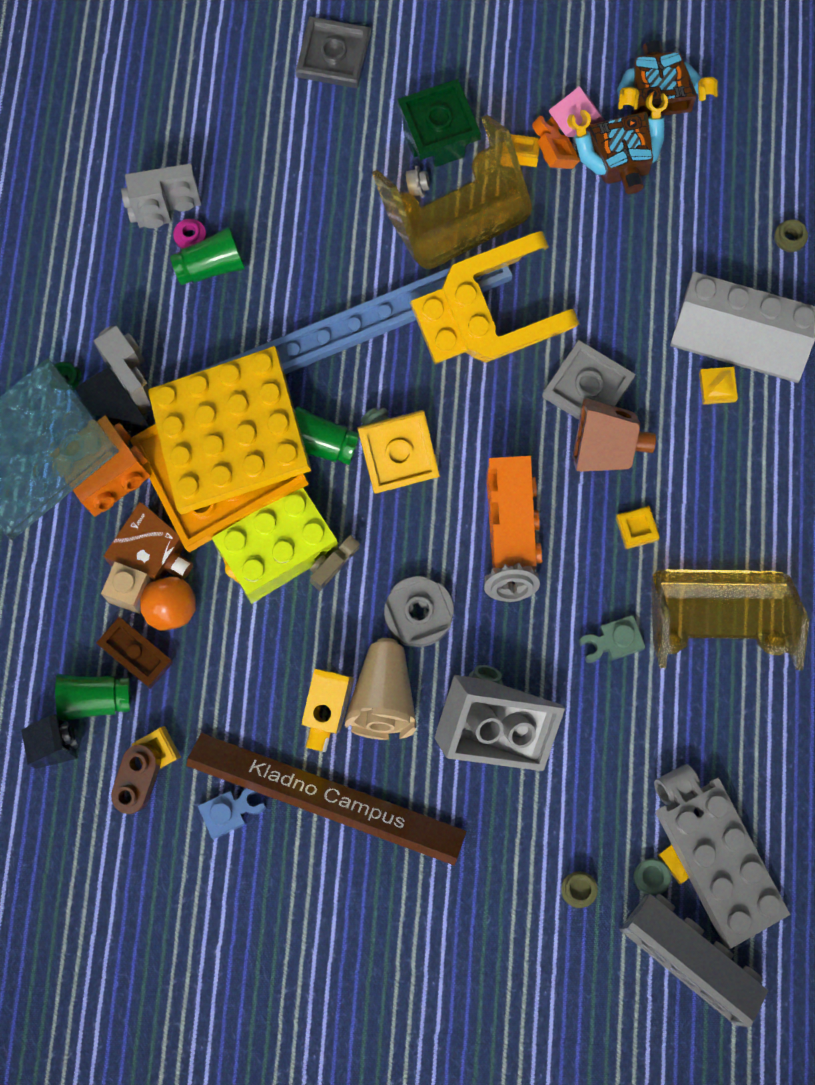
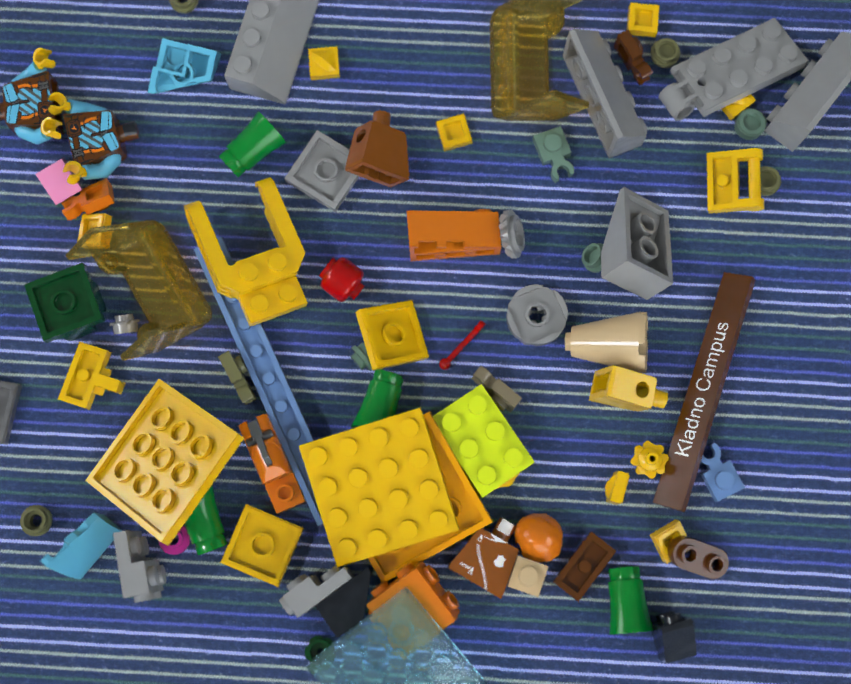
camera: 90 degrees left, 5 degrees up
(178, 320) = (262, 545): none -> yellow plate
(184, 144) = (83, 546): none -> medium azure slope
(214, 96) = (28, 515): none -> olive plate
(218, 690) = (616, 487): none -> yellow tile
(248, 730) = (649, 459): none -> yellow plant
(263, 325) = (272, 463): none -> orange plate
(267, 217) = (164, 461): none -> yellow plate
(358, 292) = (235, 370): none -> olive plate
(362, 149) = (88, 377): none -> yellow hinge
(368, 512) = (445, 363): none -> red hinge
(462, 399) = (342, 279): none -> red head
(577, 837) = (724, 184): none -> yellow plate
(617, 306) = (252, 145): none -> green plant
(686, 695) = (602, 87): none -> light grey slope
(710, 236) = (182, 66): none -> medium azure slope
(740, 776) = (665, 53): none -> olive plate
(741, 732) = (631, 52): none -> reddish brown plate
(781, 750) = (643, 19): none -> yellow plate

